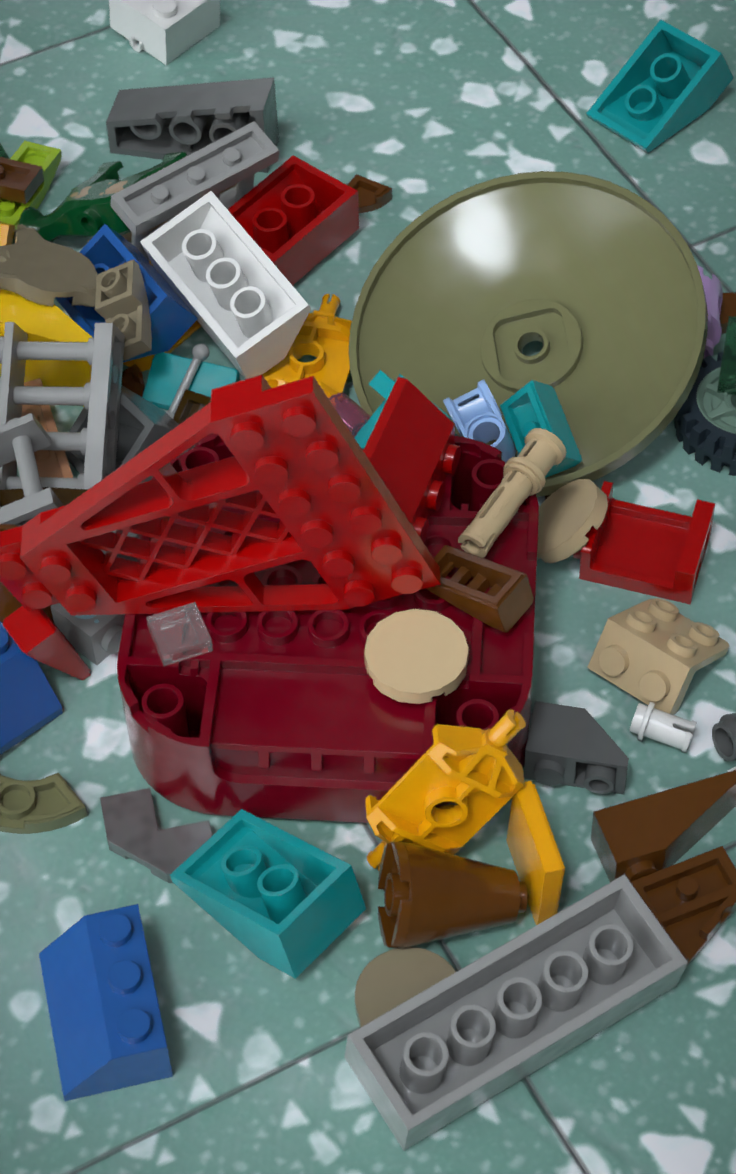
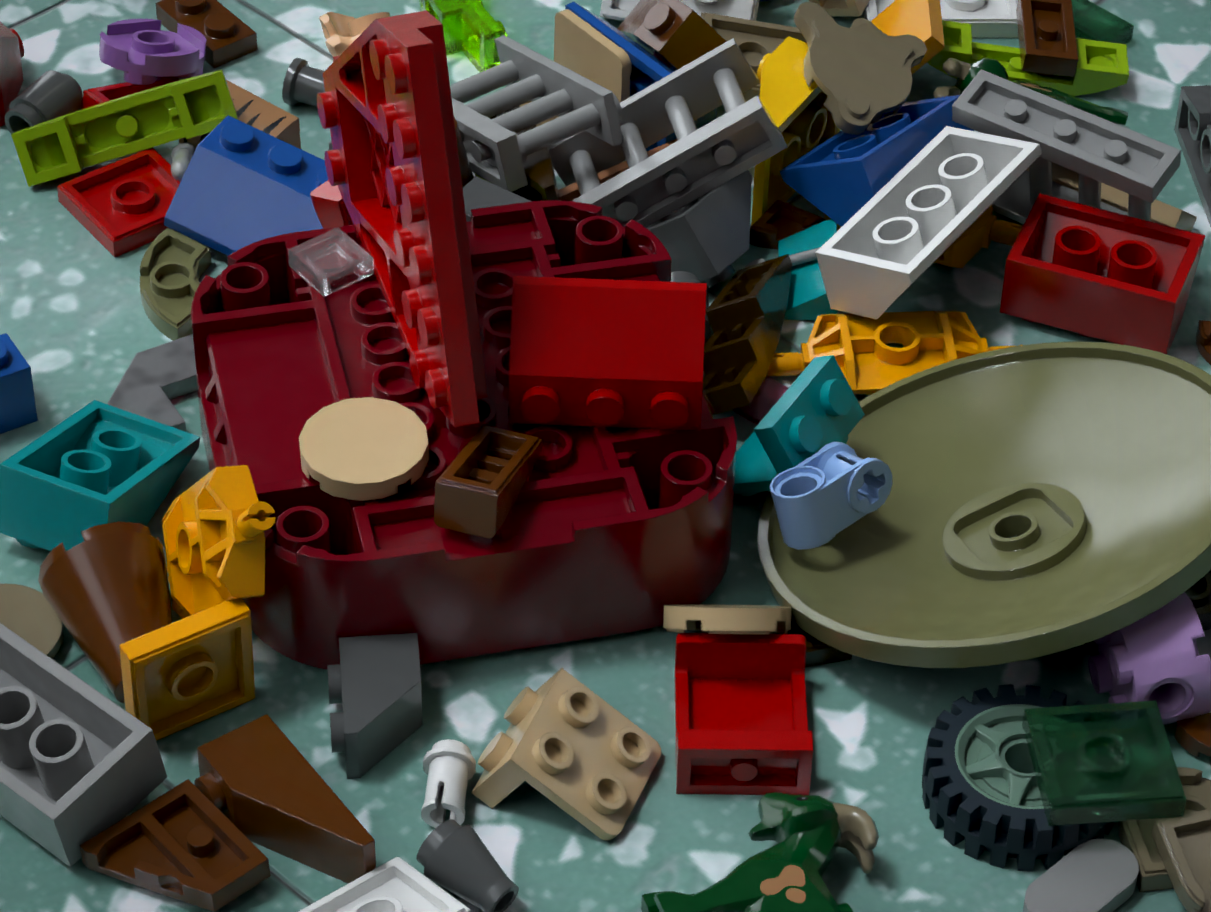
camera: 70 degrees right, 10 degrees down
(124, 302) = (841, 134): dark tan slope -> none
(522, 477) = (671, 478): tan pin -> none
(539, 407) = (848, 551): teal slope -> none

